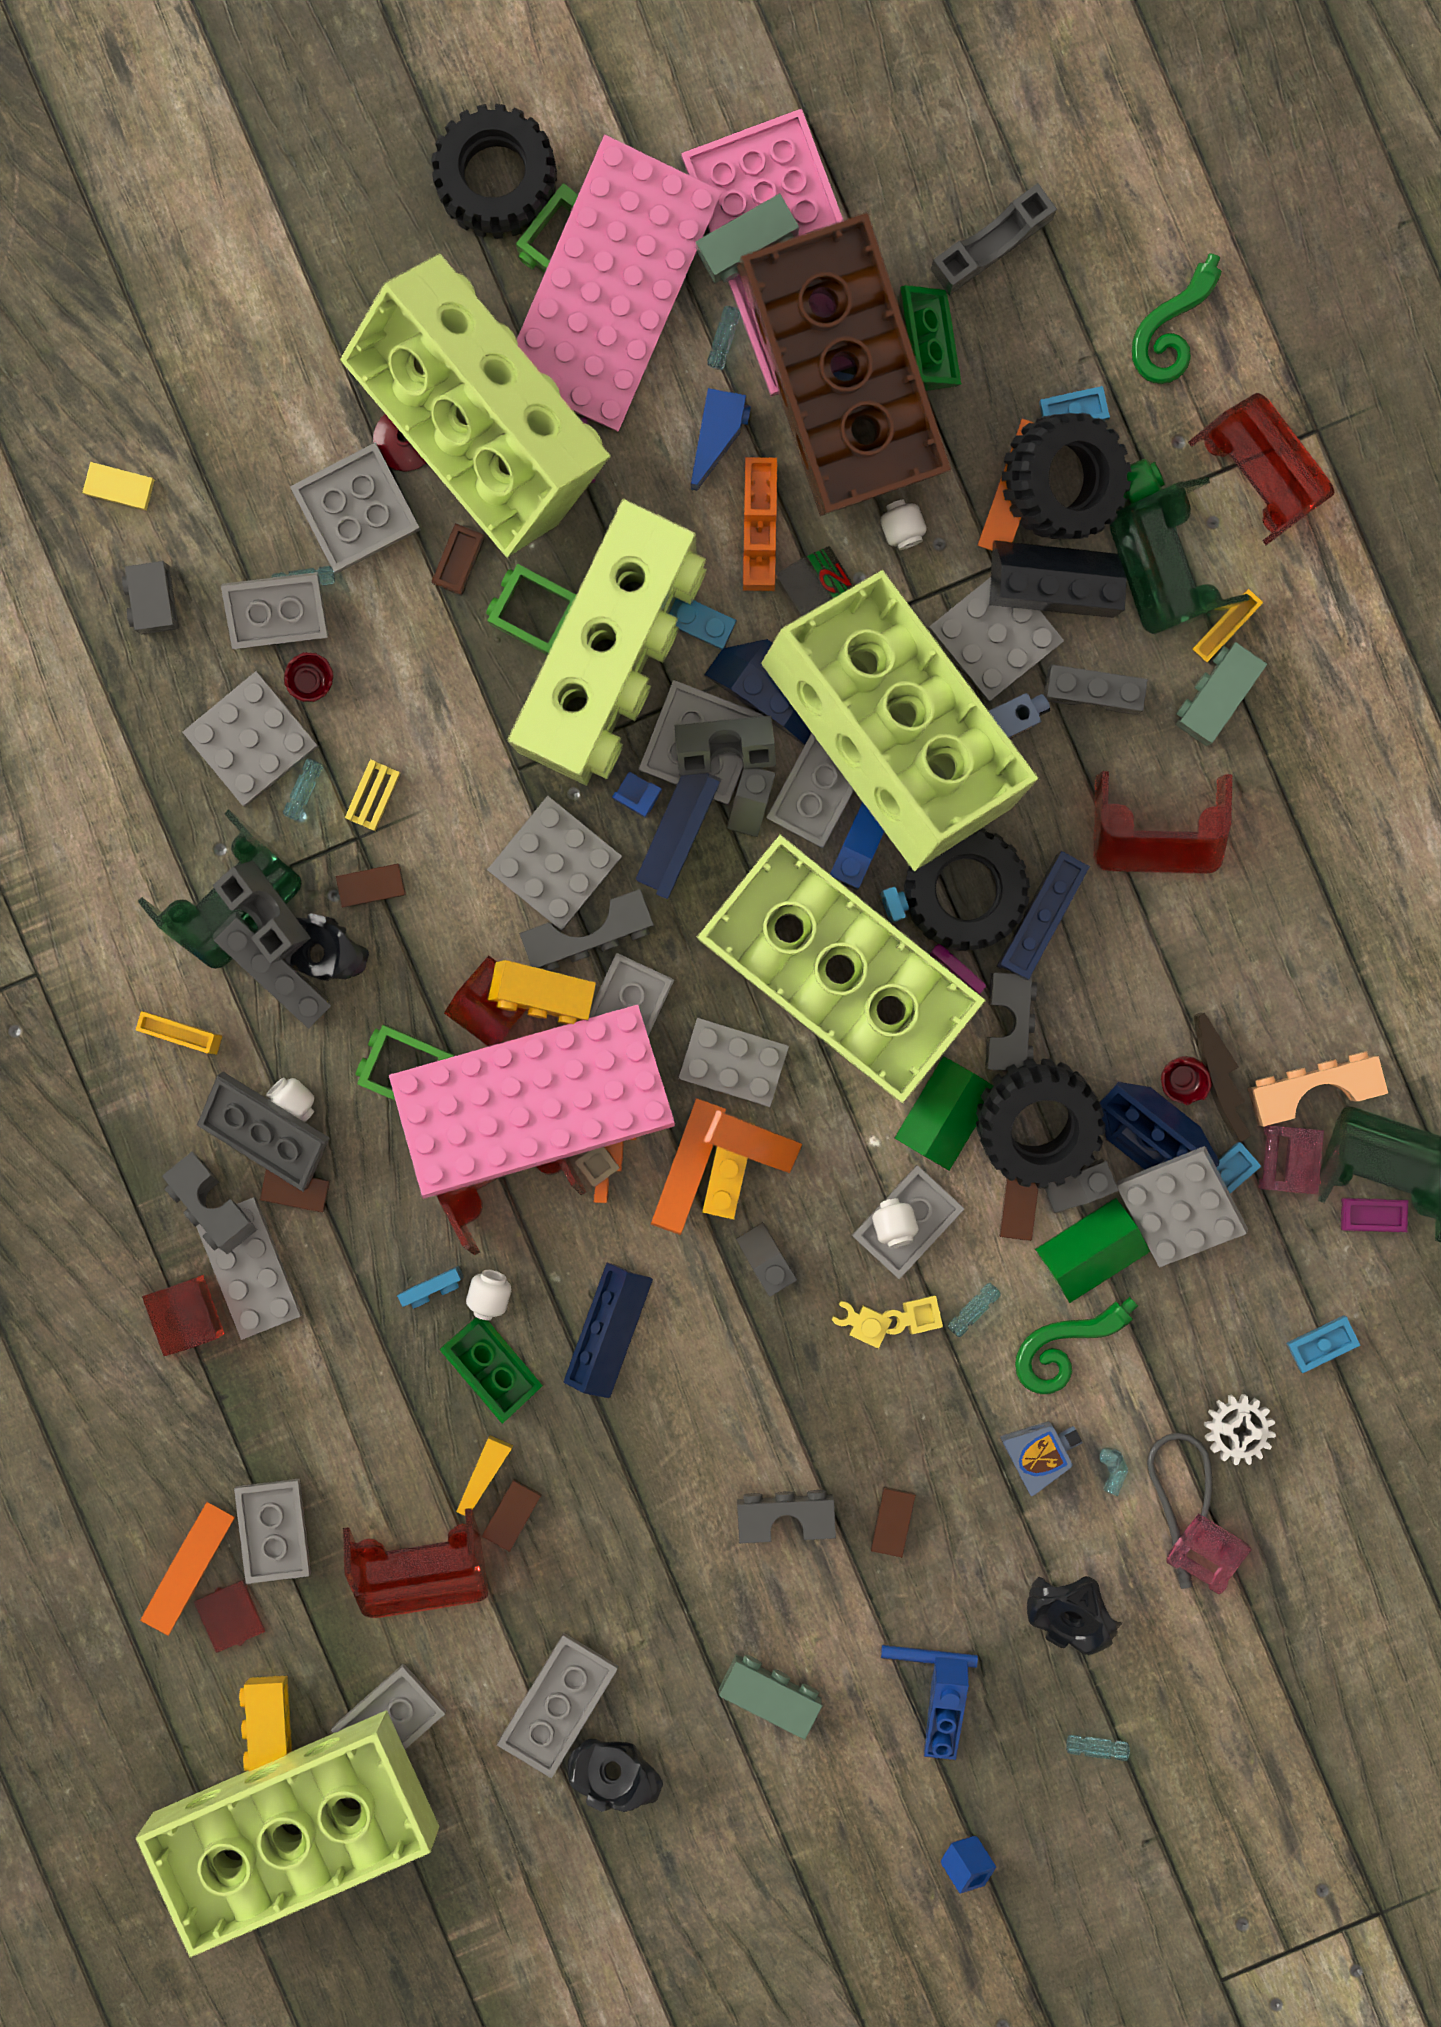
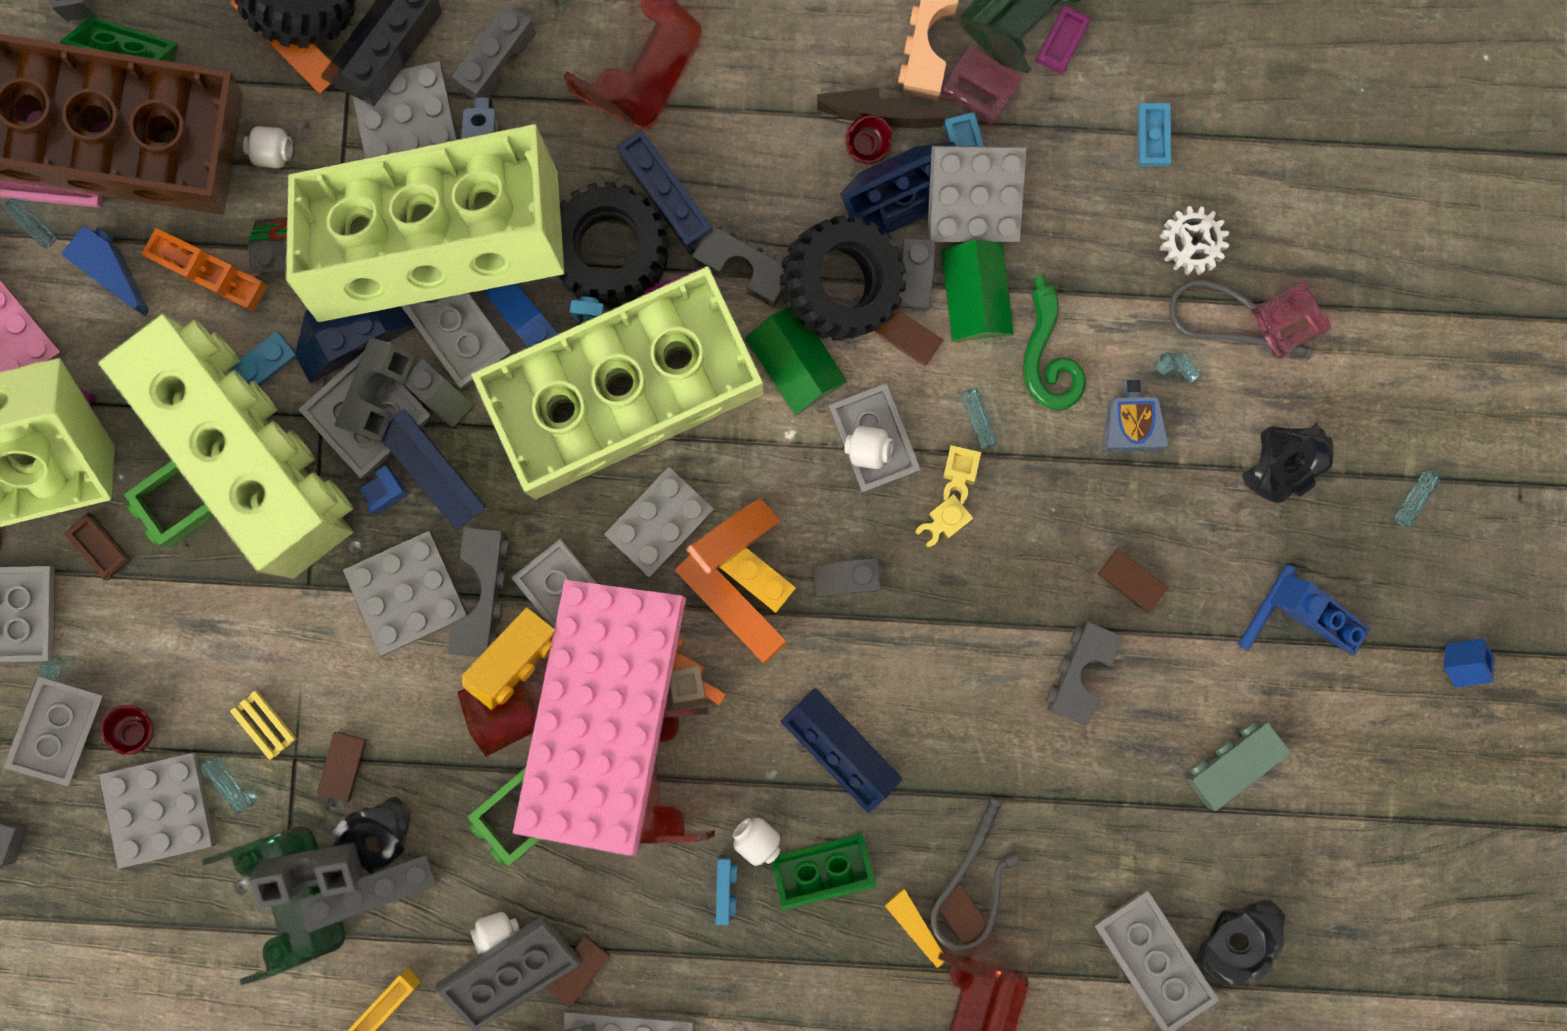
camera: 60 degrees left, 5 degrees down
(582, 1531) = (1008, 861): none -> dark grey piece

